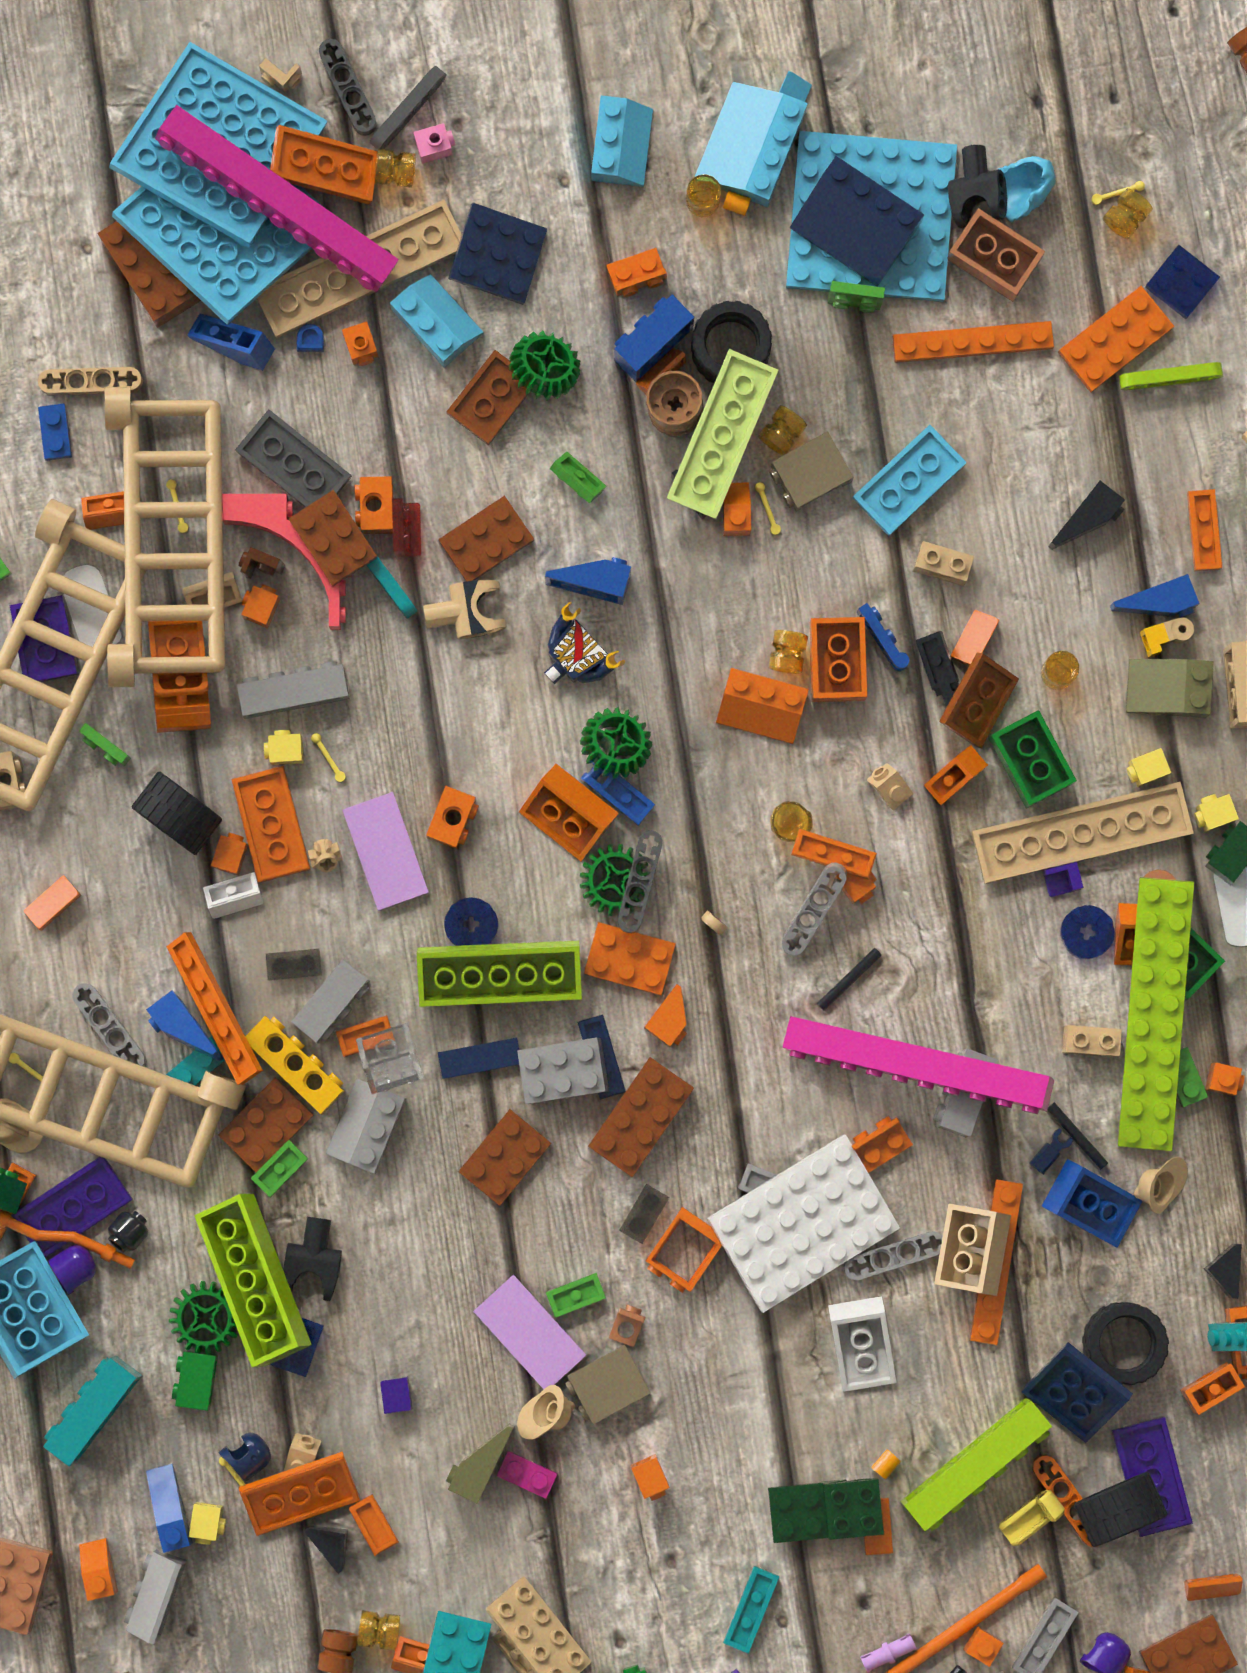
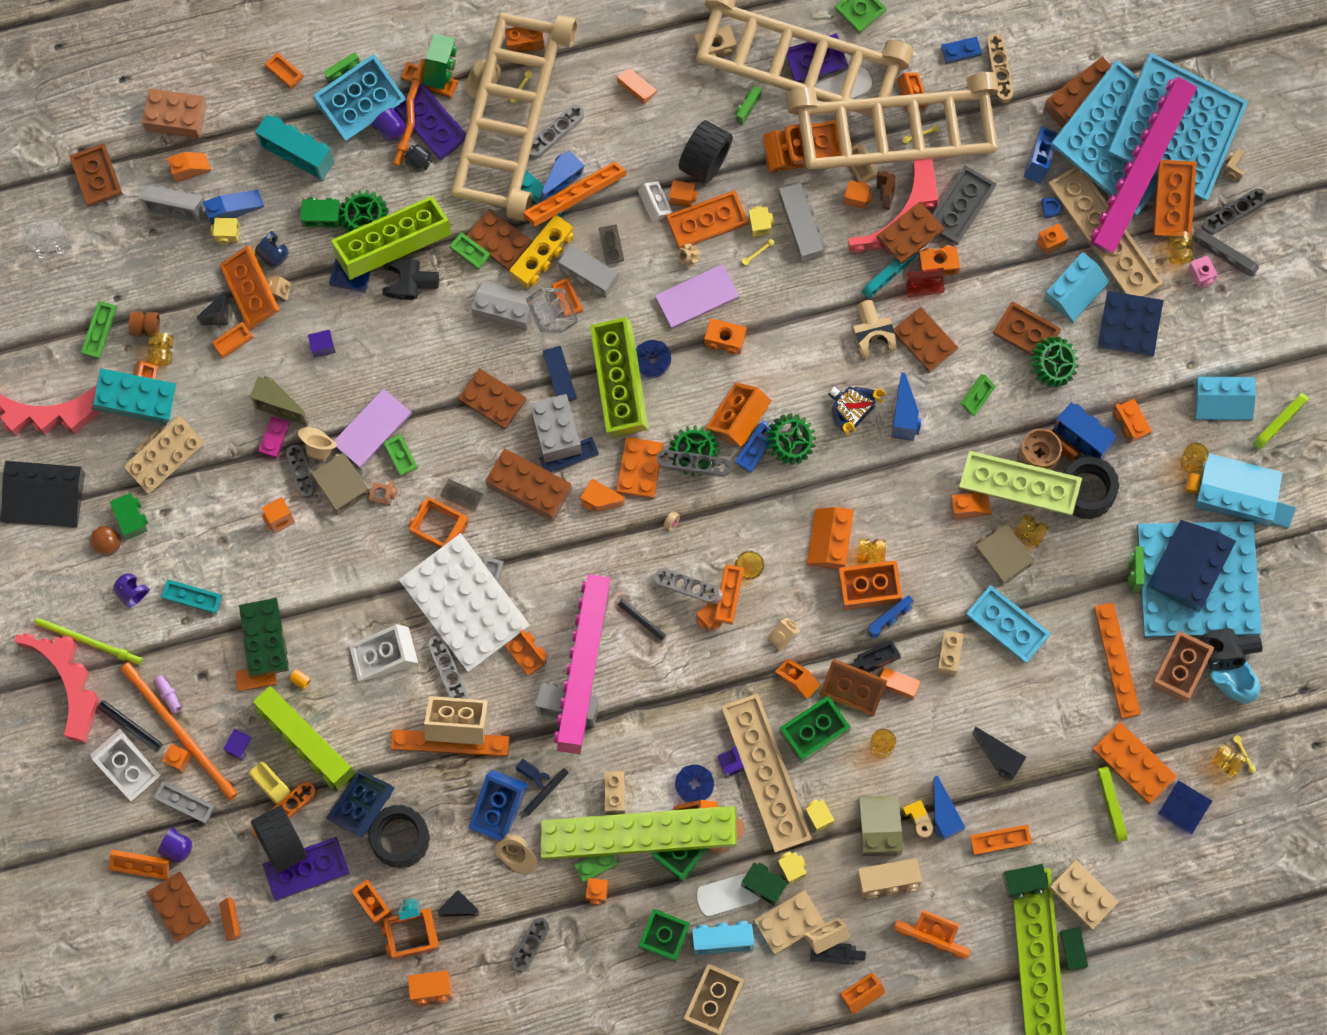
camera: 90 degrees right, 10 degrees down
(564, 1450) = (309, 482): none -> dark grey beam
(661, 71) = (1280, 421): none -> lime beam
(775, 528) = (959, 536): light yellow hinge -> none
(972, 1558) = (237, 744): none -> dark purple panel

